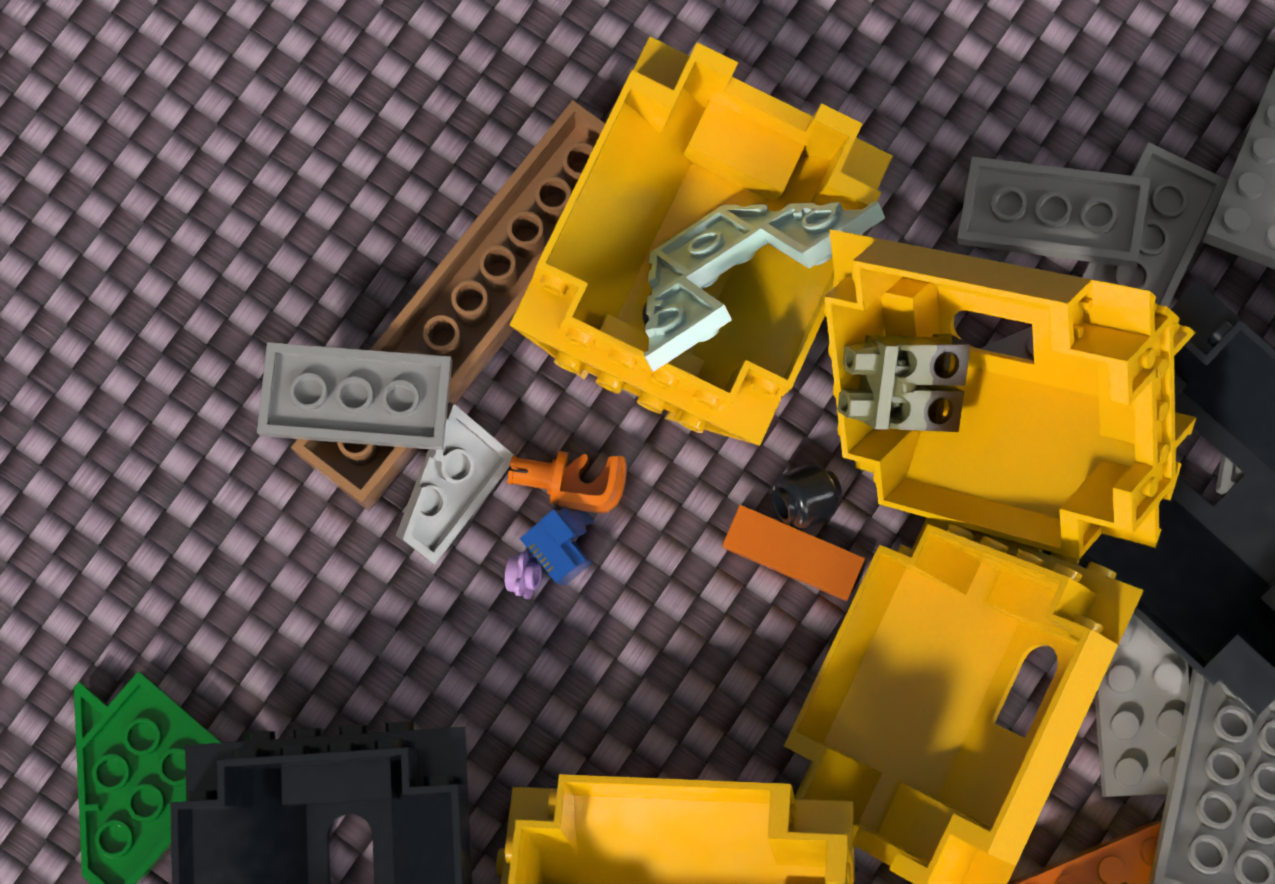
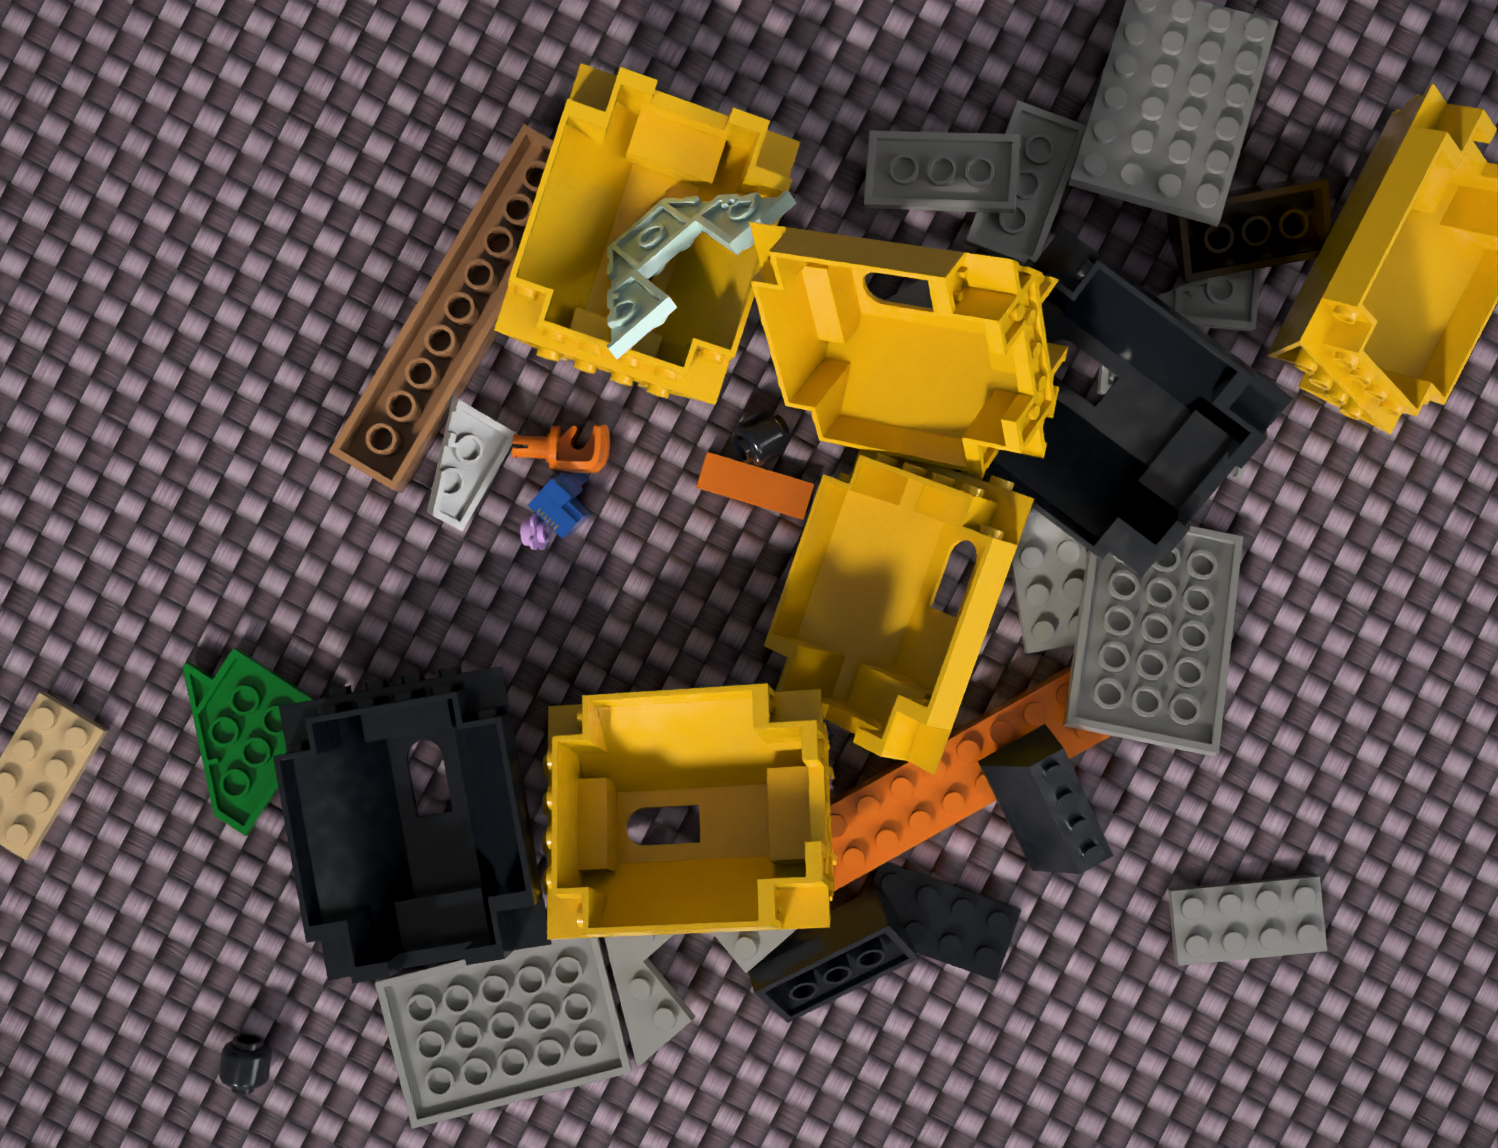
camera: 10 degrees left, 10 degrees up
(355, 396) = (374, 403): light grey plate -> none
(906, 382) = (829, 340): olive hips -> none

